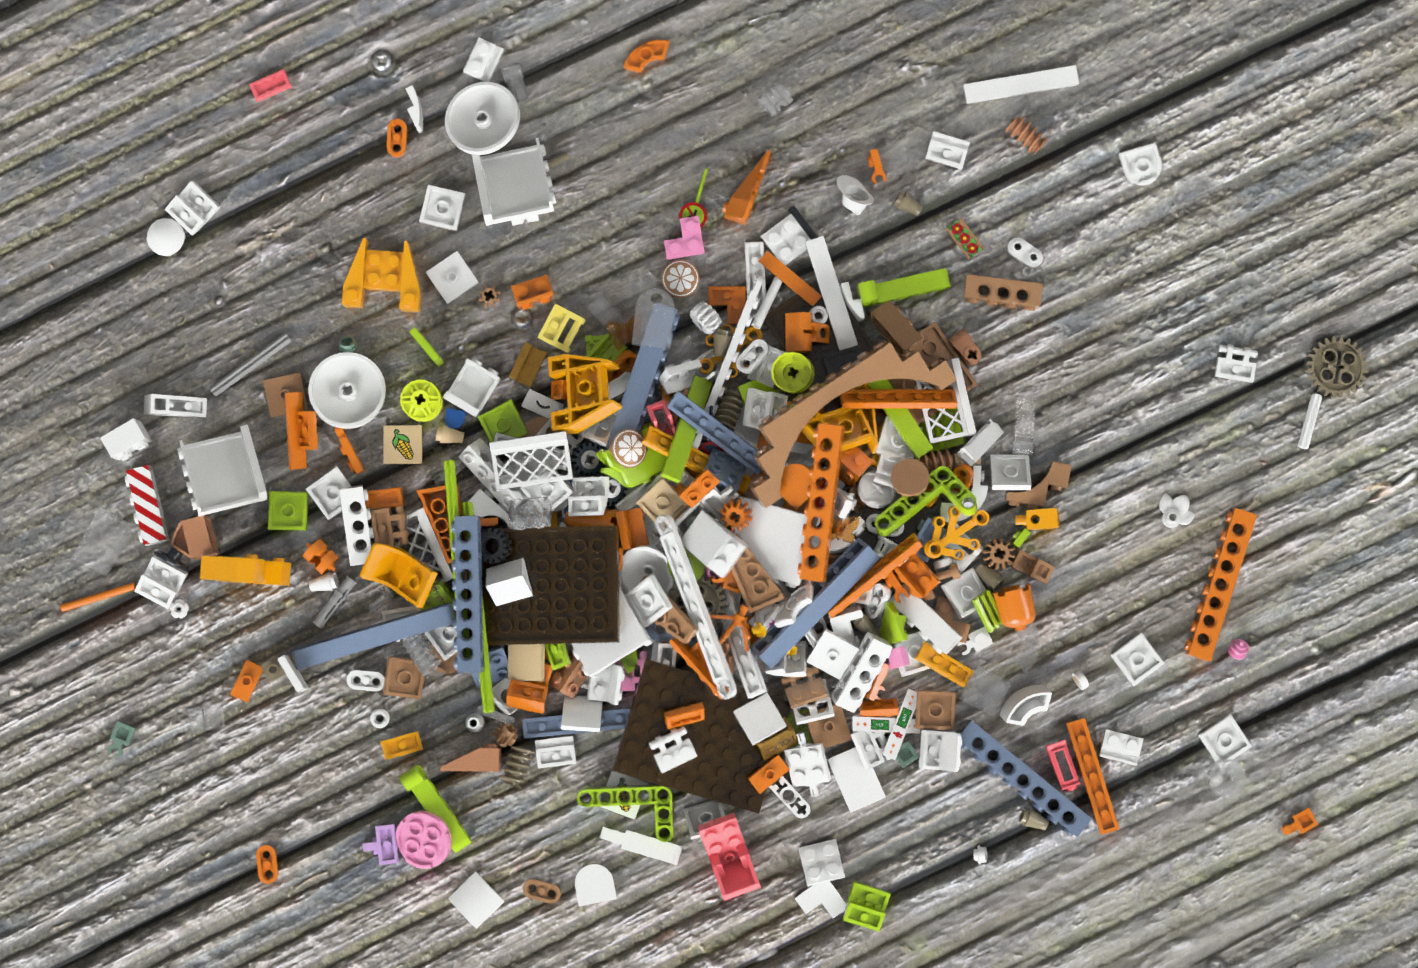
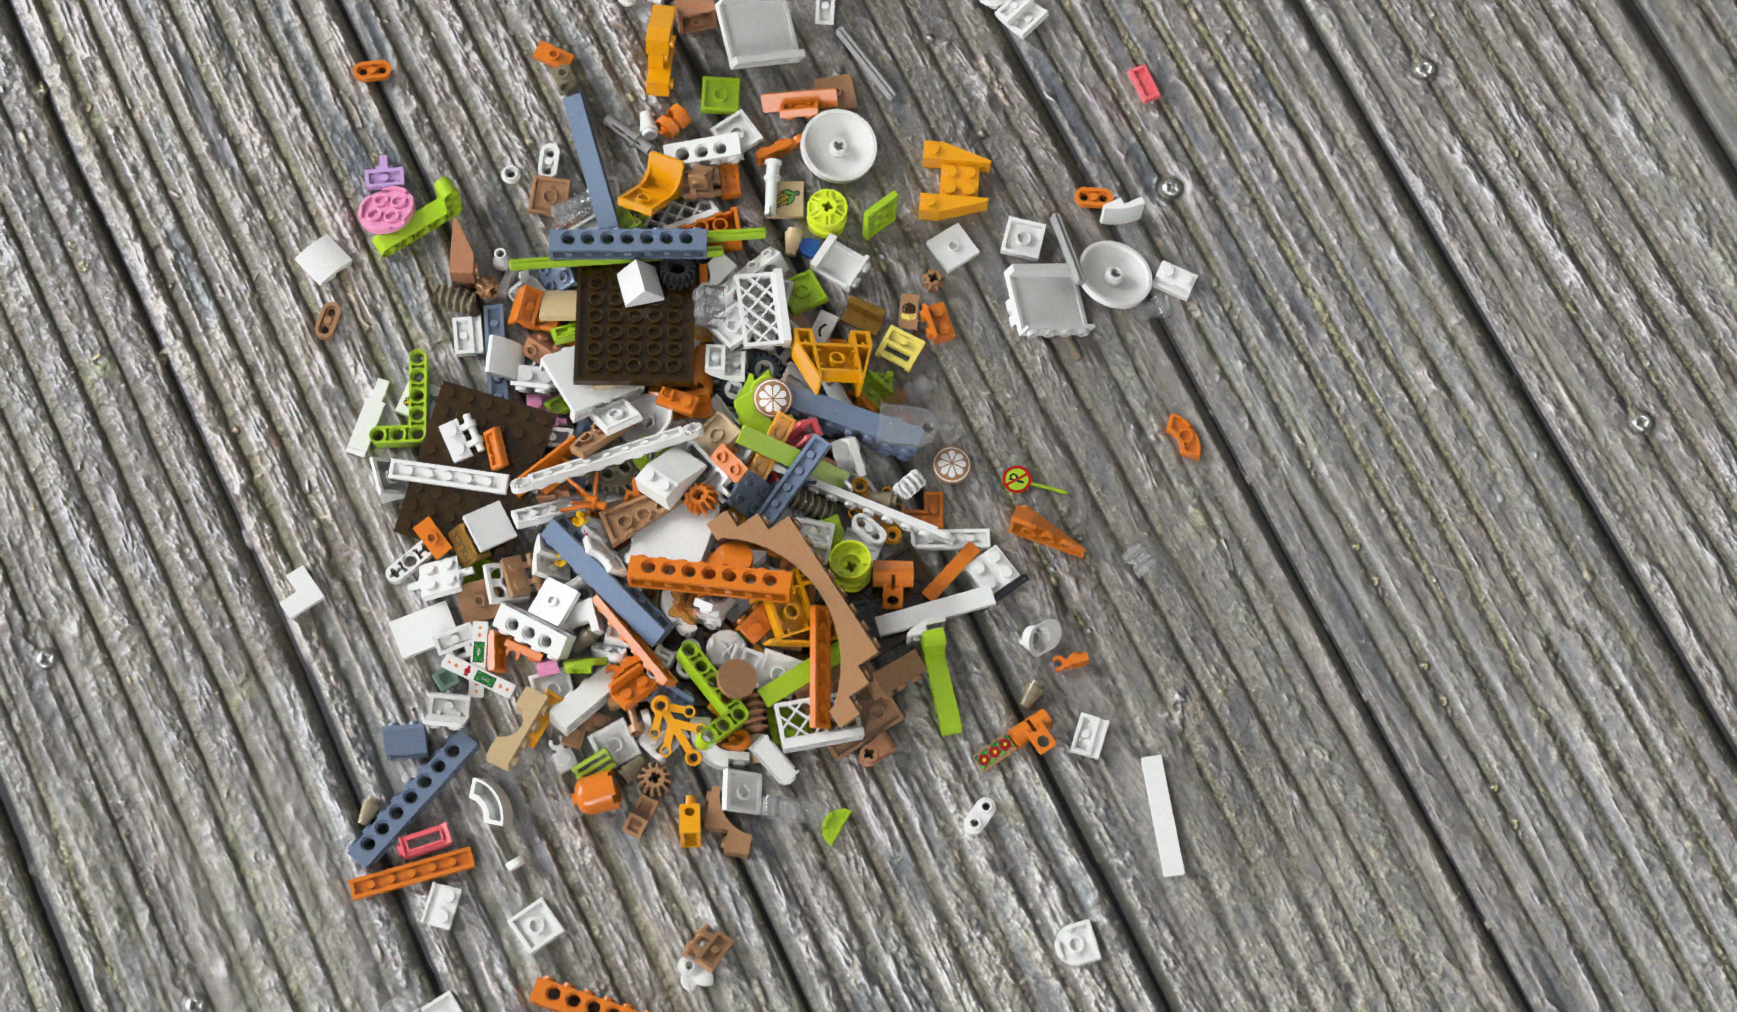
camera: 85 degrees right, 15 degrees down
(292, 673) = (553, 94): white tile -> none
(347, 344) = (885, 149): sand green plate -> none
(384, 456) = (772, 179): none -> white pin
(386, 527) = (700, 177): none -> medium nougat bracket
(401, 745) = (482, 192): light orange plate -> none
(457, 163) = (1067, 248): none -> light grey axle
(522, 320) = (908, 312): none -> medium nougat tile
(594, 885) = (330, 371): white tile -> none
(632, 541) = (677, 401): none -> orange plate
(690, 244) = (989, 476): bright pink plate -> none
(709, 761) = (449, 476): none -> white tile
(729, 856) = (349, 498): coral bracket -> none
(767, 302) = (925, 547): white piece -> none
(821, 862) = (338, 592): white plate -> none
(822, 310) = (912, 591): white plate -> none
(866, 906) = (289, 636): lime slope -> none
(935, 710) = (491, 711): medium nougat plate -> none
(944, 201) = (1031, 729): none -> orange piece
(969, 788) = (406, 740): none -> sand blue slope
(980, 854) = (335, 755): white plate -> none
(984, 691) = (506, 750): none -> tan arch
(1019, 537) = (671, 802): lime plate -> none
(1026, 134) = (1106, 817): nougat piece -> none
(1032, 290) = (936, 757): medium nougat brick -> none
(1035, 387) = (834, 823): none -> lime tile
(1159, 494) = (713, 951): none -> medium nougat plate

